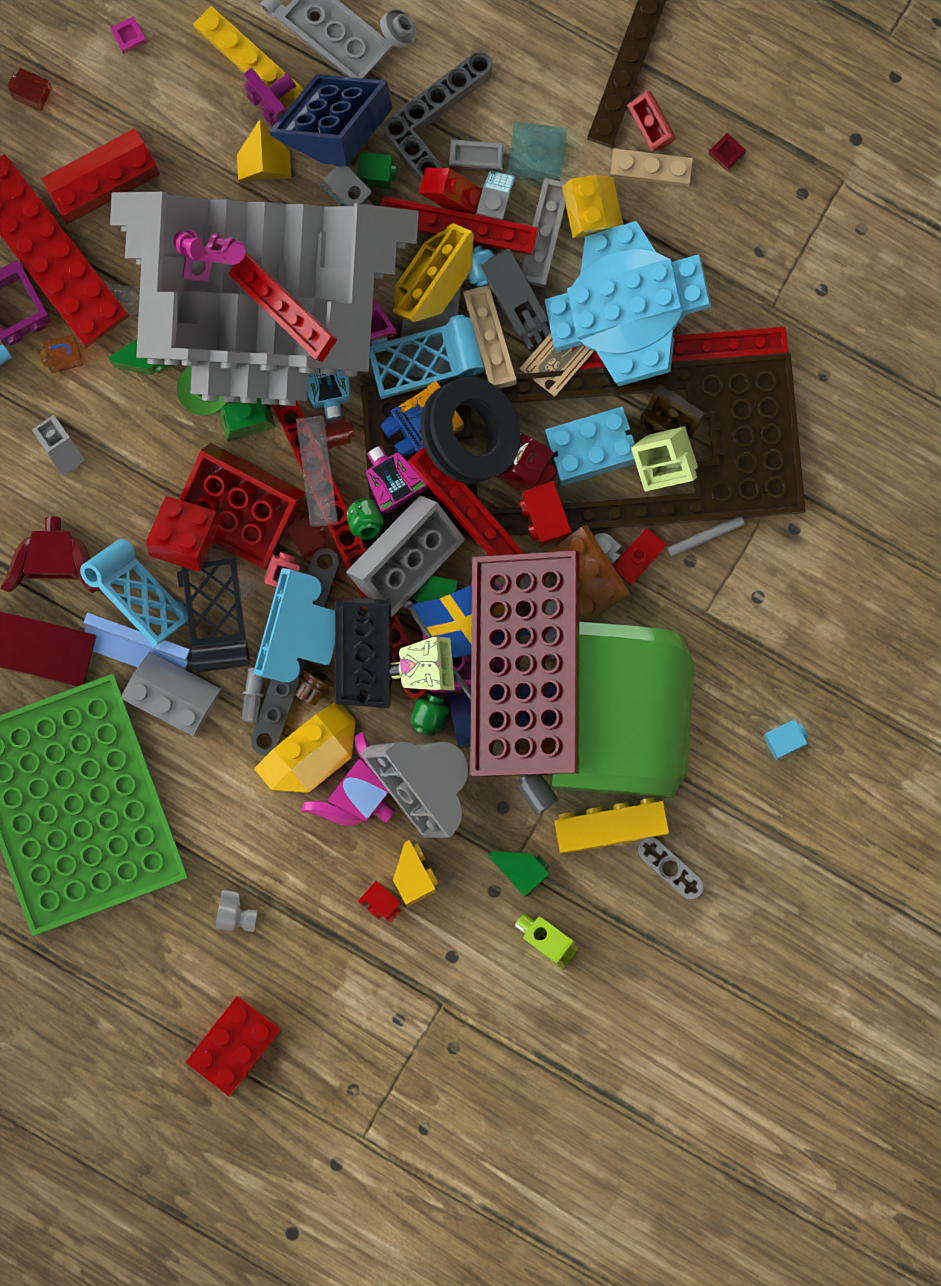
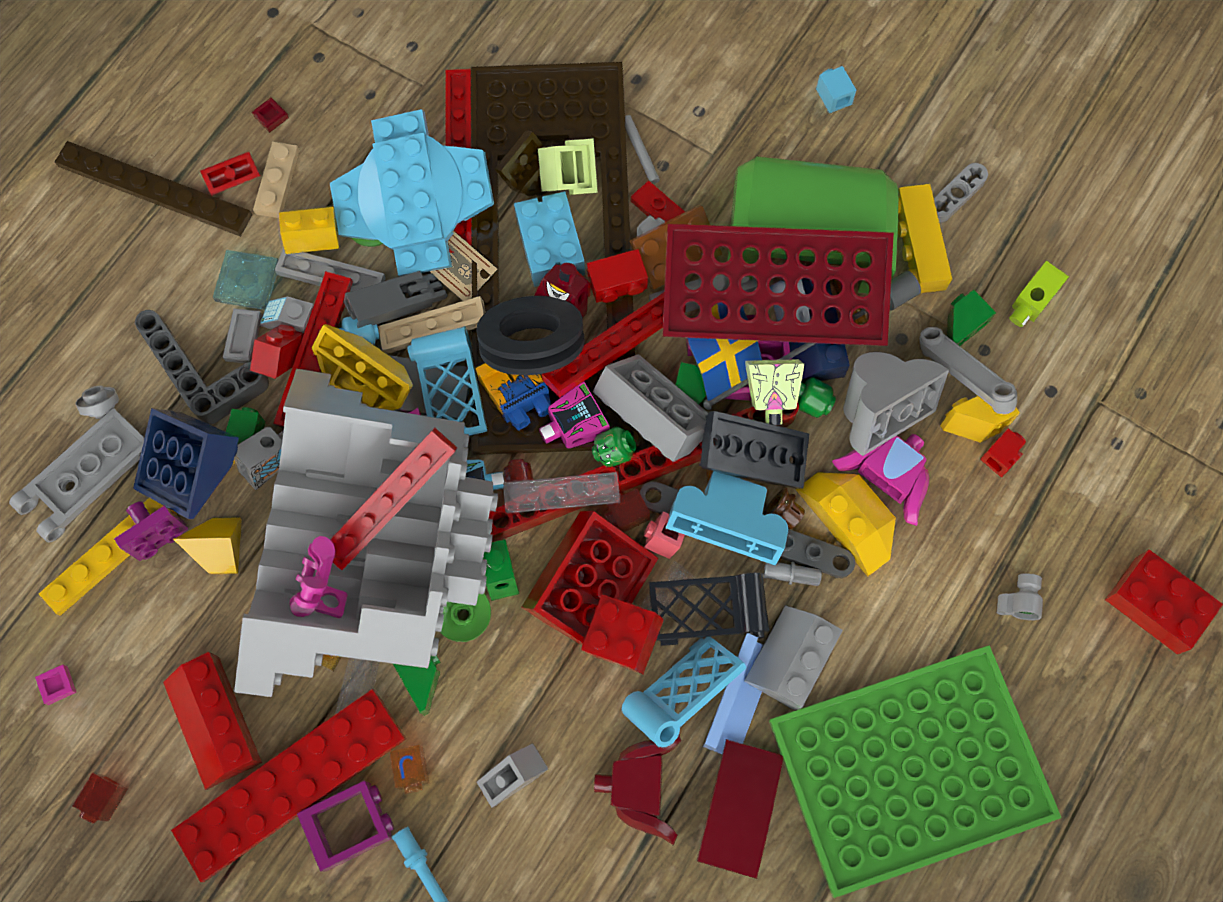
camera: 90 degrees left, 10 degrees down
(454, 858) = (968, 370): none -> light grey piece

